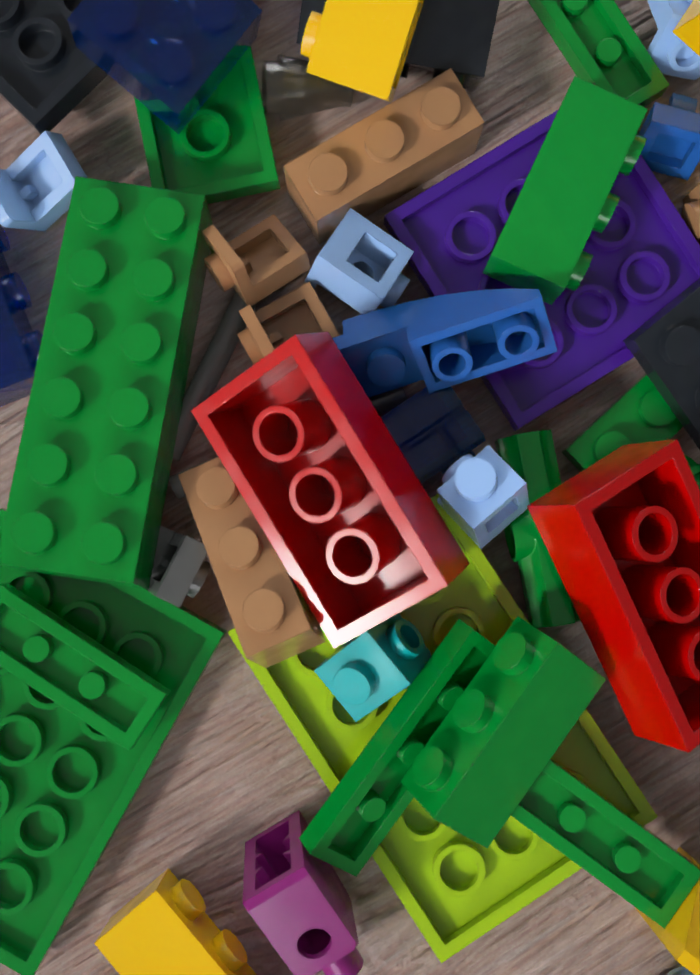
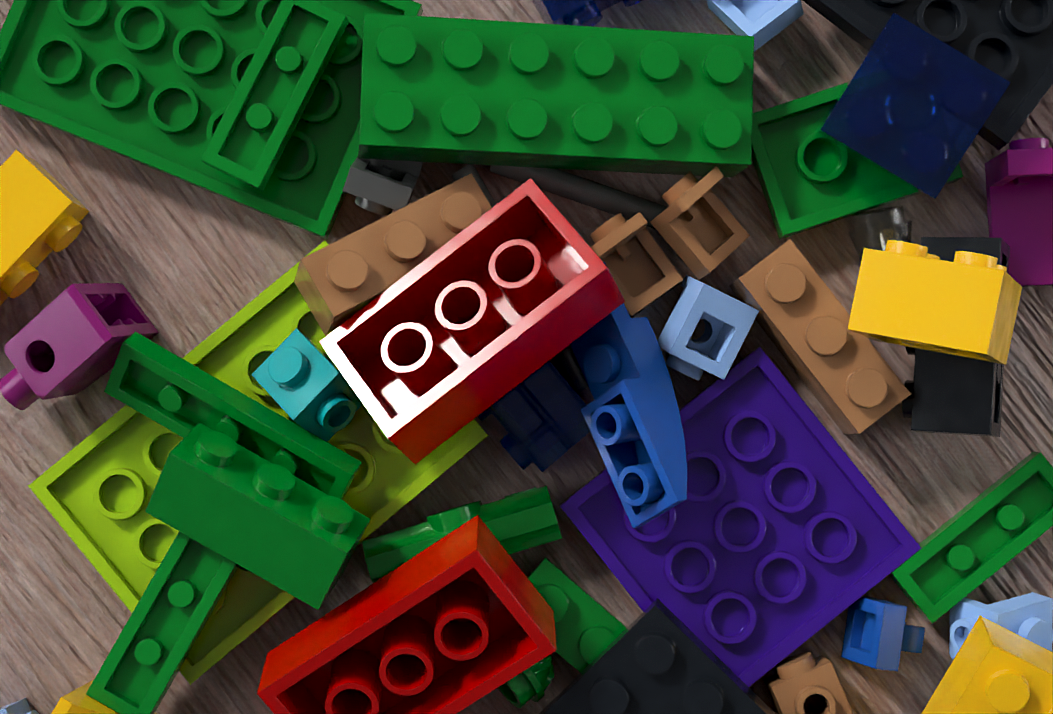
camera: 85 degrees right, 0 degrees up
(482, 495) = (482, 470): light blue brick -> none
(568, 191) = (799, 525): green brick -> none

